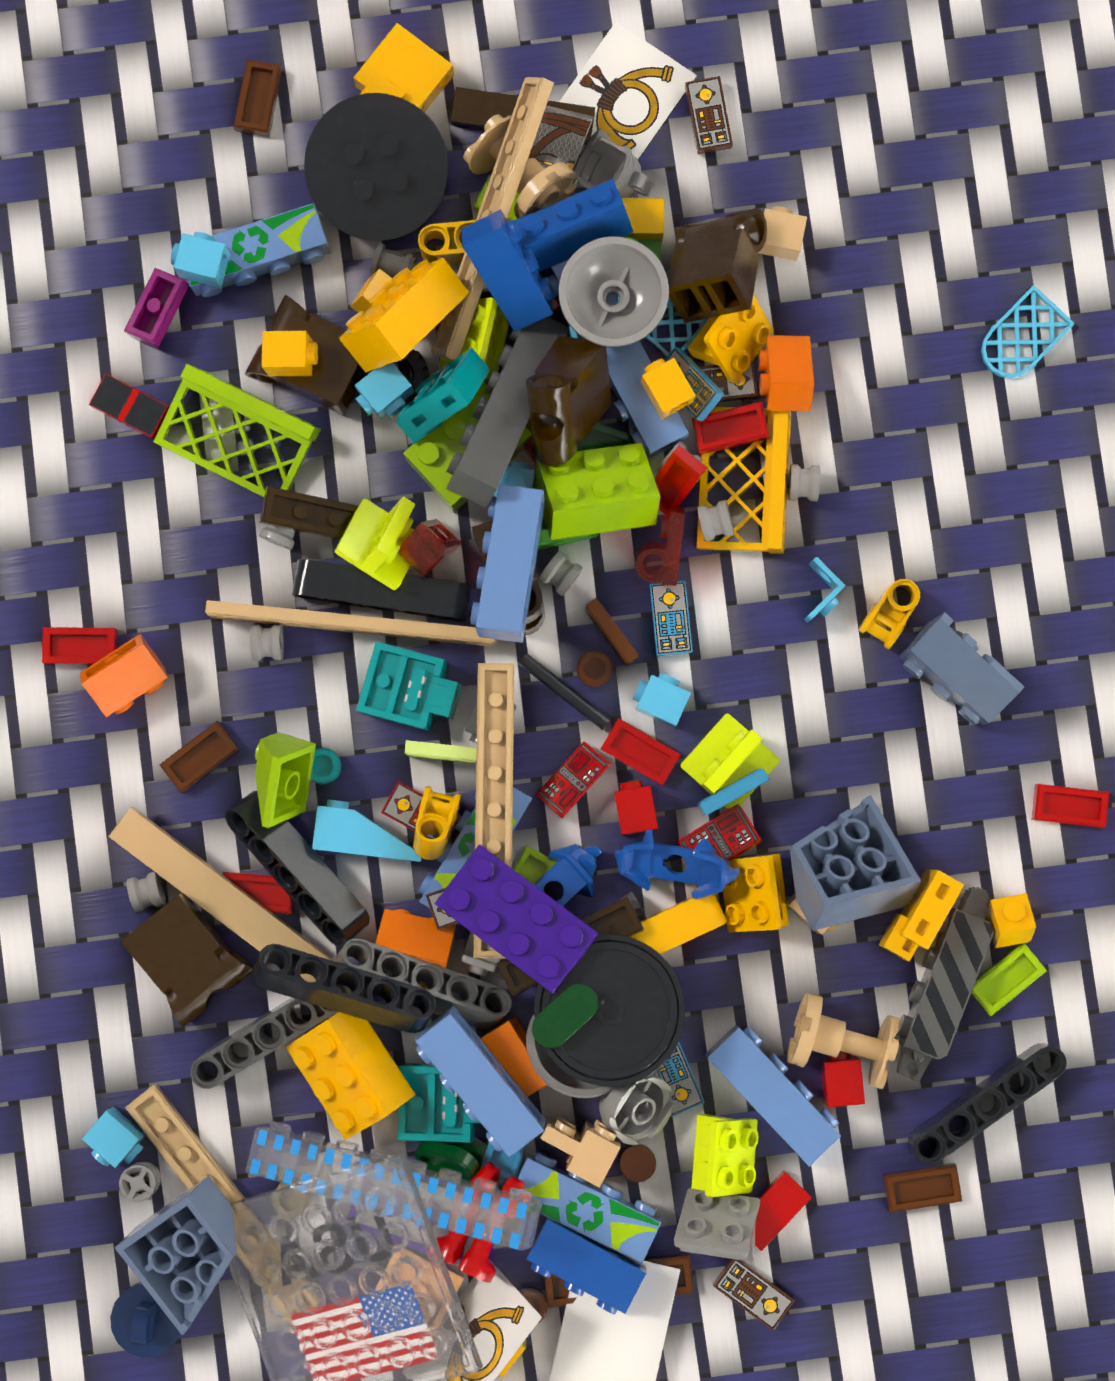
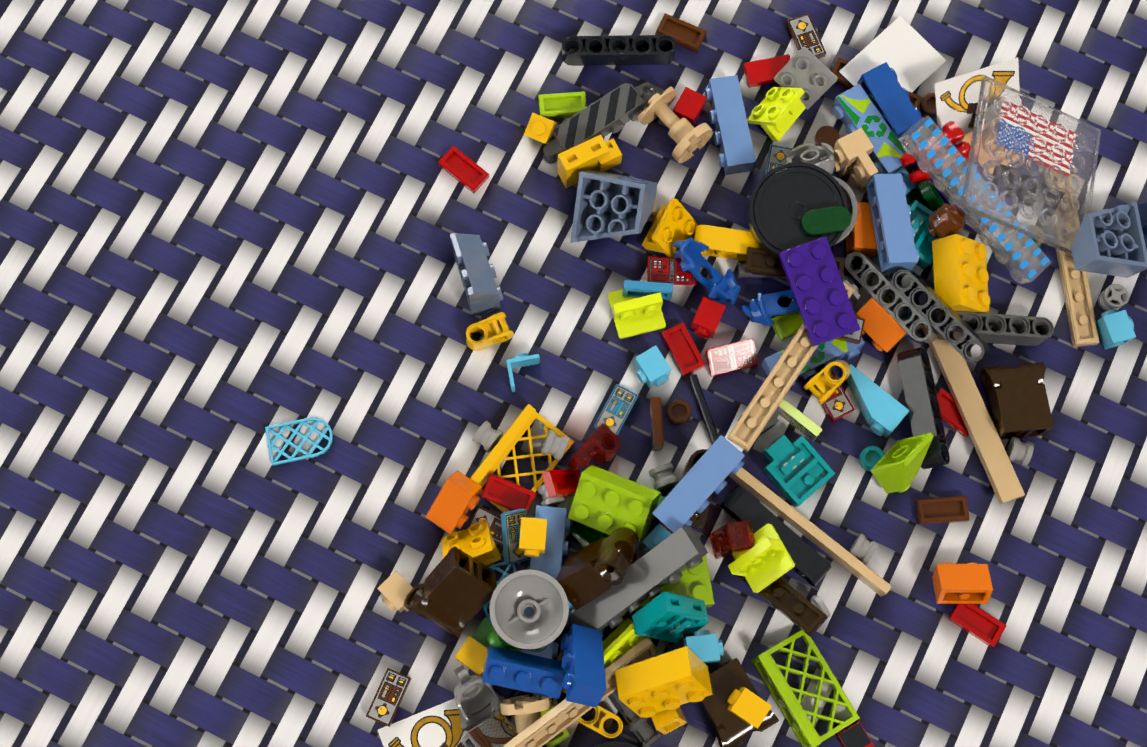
camera: 150 degrees left, 10 degrees down
(412, 1130) = (946, 221): none -> reddish brown head

